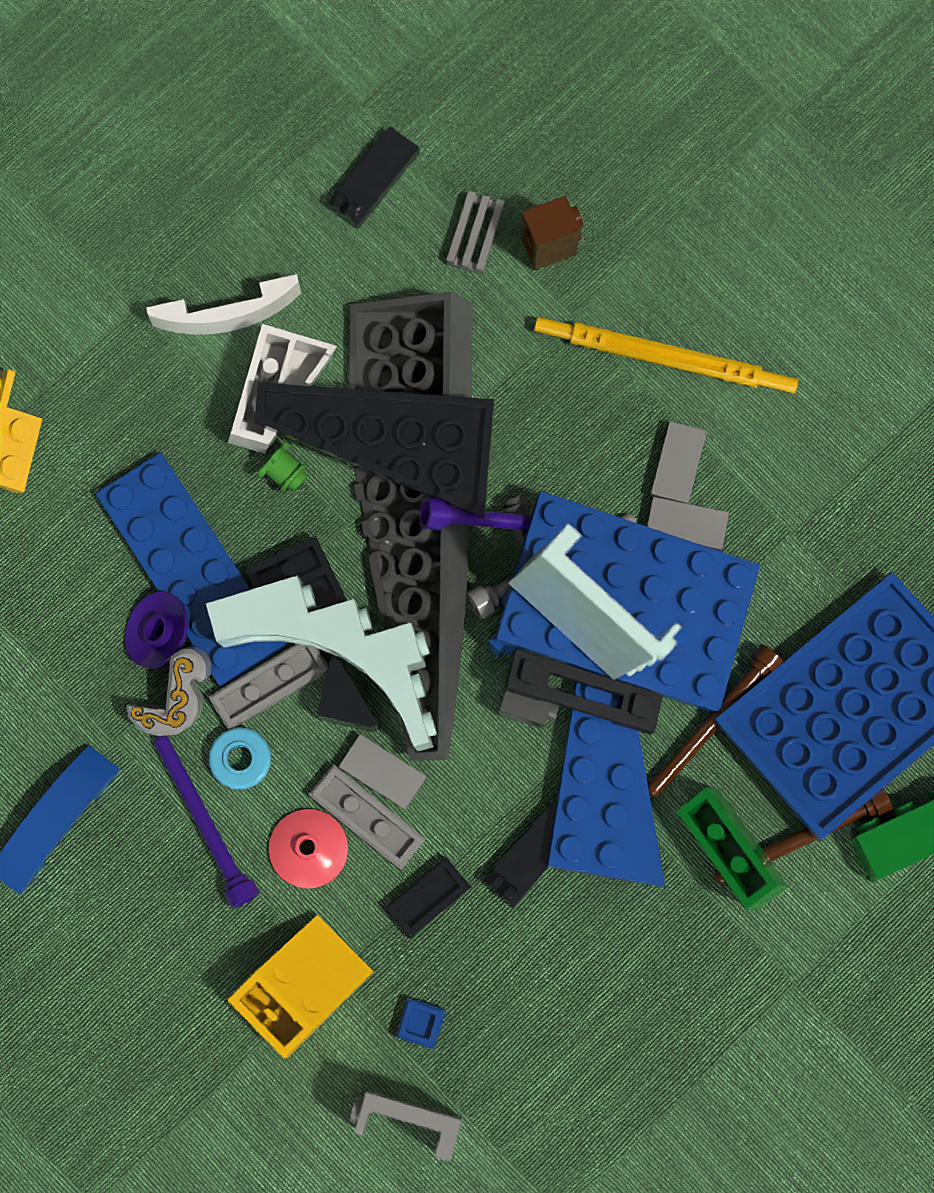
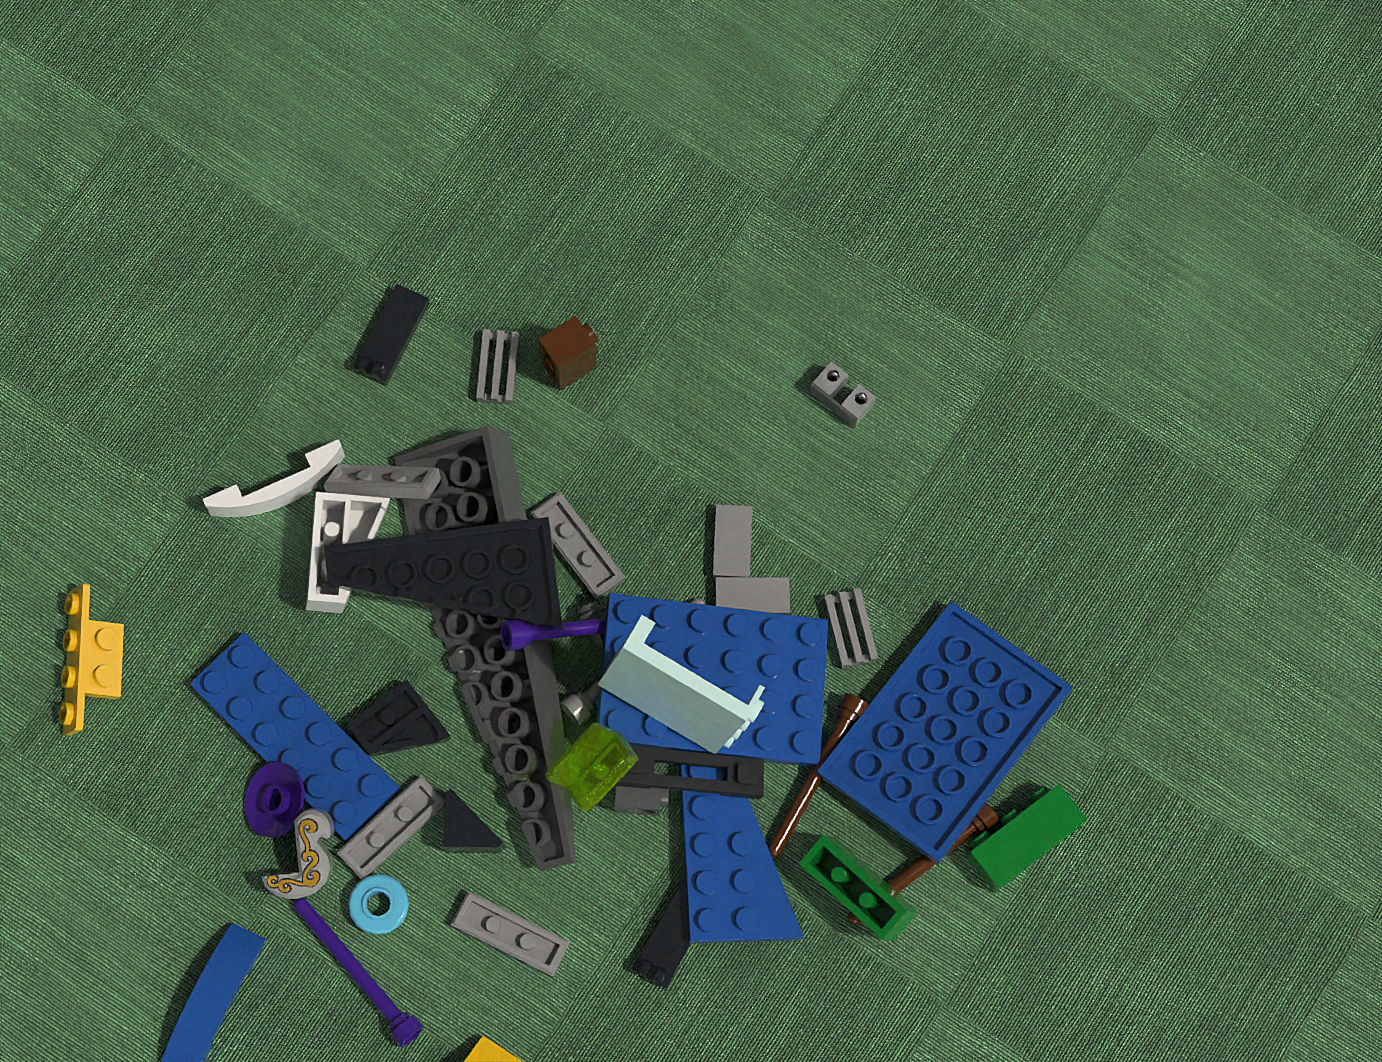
camera: 15 degrees left, 5 degrees down
(284, 470) = (364, 624): bright green brick -> none
(284, 614) = (392, 759): light aqua arch -> none
(312, 869) = (464, 995): coral dish -> none
(333, 327) = (383, 481): none -> light grey tile
(382, 772) = (516, 888): light grey tile -> none
(428, 897) = (583, 997): black tile -> none
(486, 665) = (593, 765): none -> clear neon green panel
(520, 436) = (579, 547): none -> light grey tile
(666, 355) = (699, 443): yellow axle -> none
(780, 546) = (844, 598): none -> light grey tile
(807, 326) = (849, 410): none -> flat silver piece

